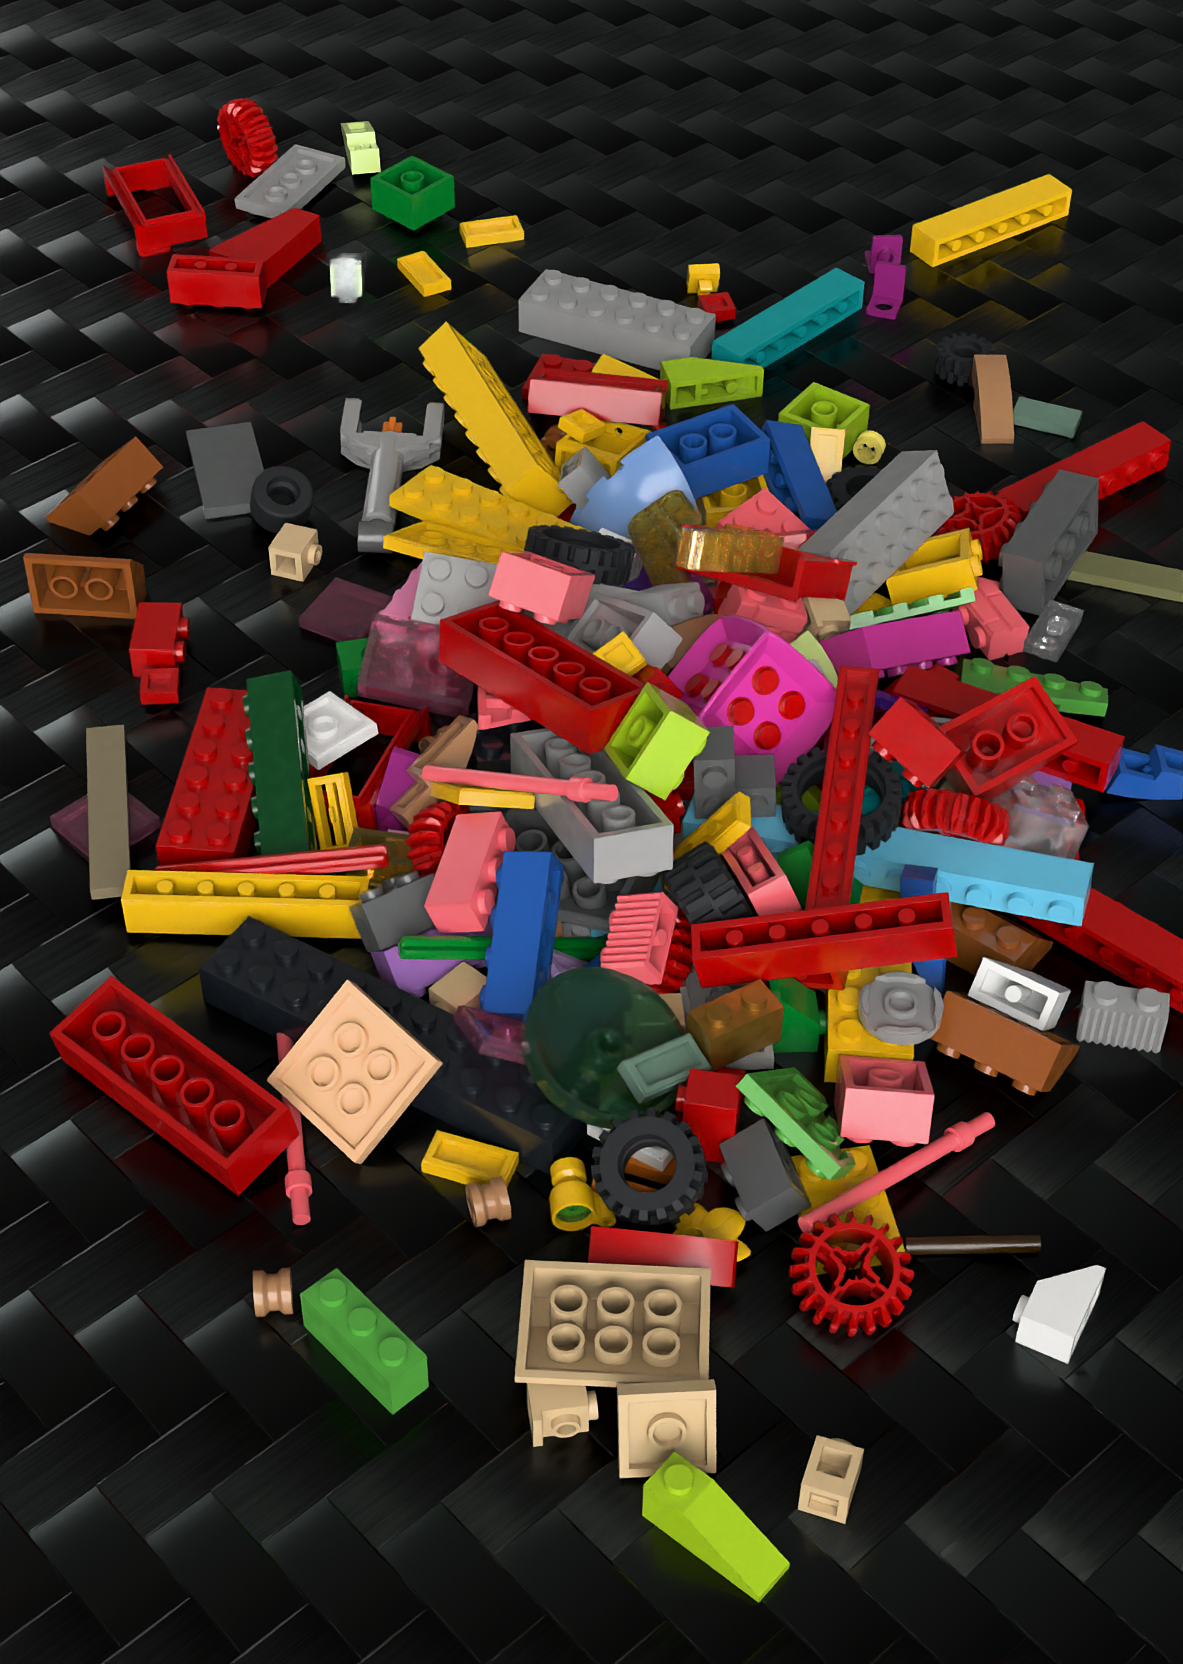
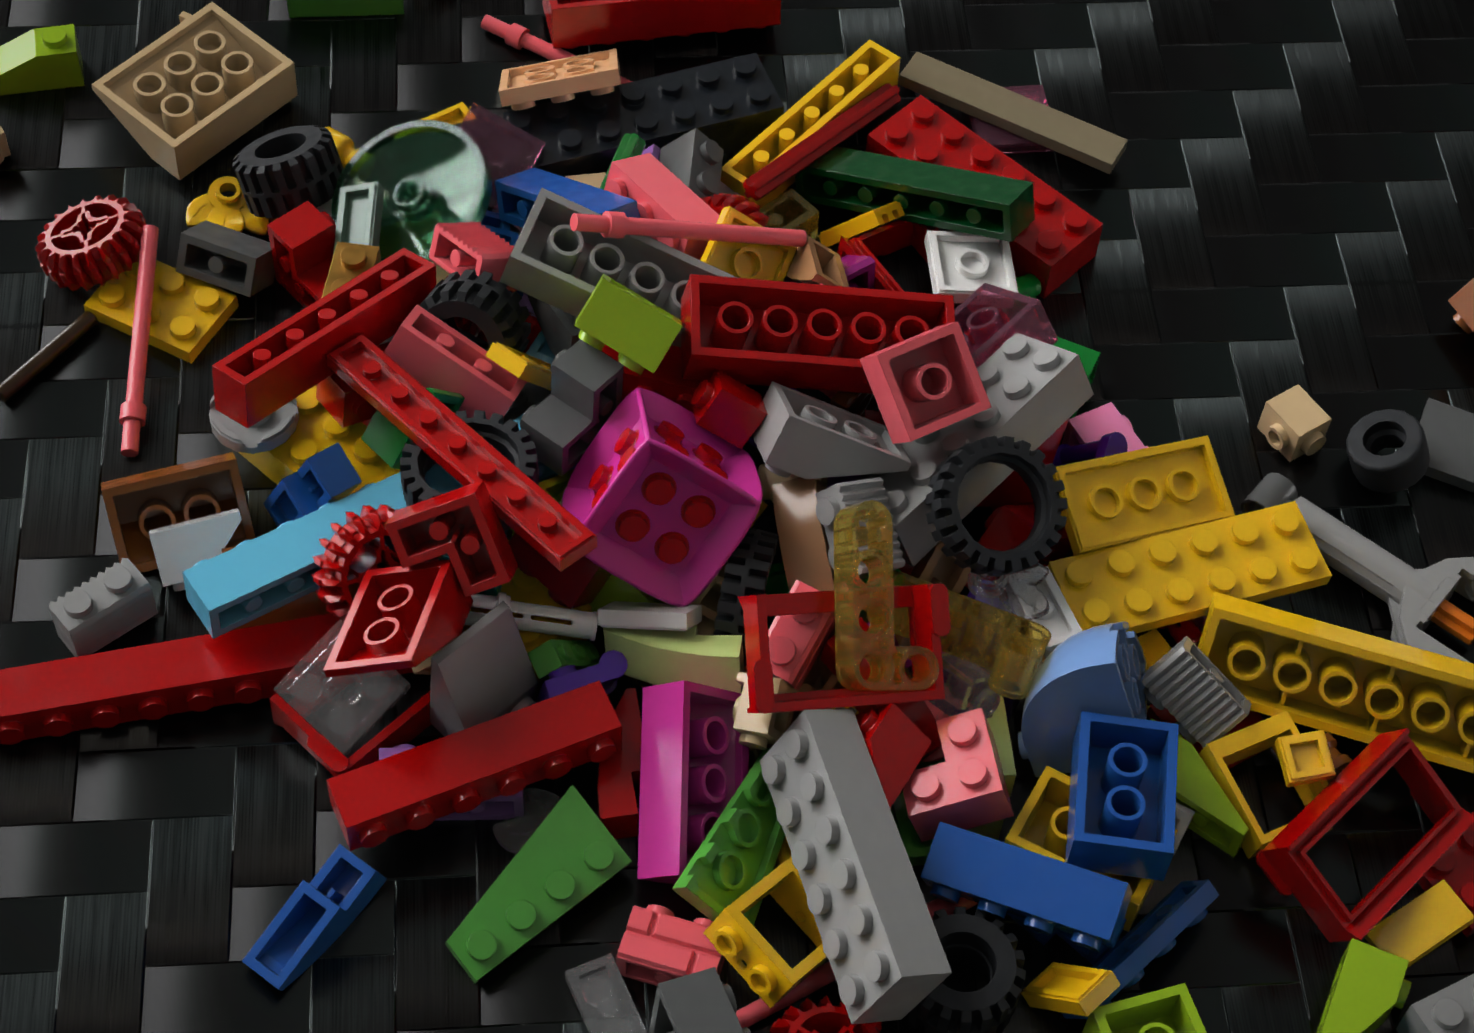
camera: 125 degrees right, 10 degrees up
(85, 585) = (1354, 237): dark orange slope -> none
(158, 637) = (1230, 256): red brick -> none
(160, 686) = (1161, 229): red plate -> none
(344, 611) = (1171, 414): clear pink tile -> none
(488, 1201) = (385, 108): medium nougat wheel -> none
(622, 654) = (770, 382): yellow tile -> none
(665, 1249) = (214, 158): red slope -> none
(666, 1419) = (98, 62): tan plate -> none
(799, 1118) = (232, 284): bright green plate -> none
(883, 1100) = (184, 354): coral brick -> none

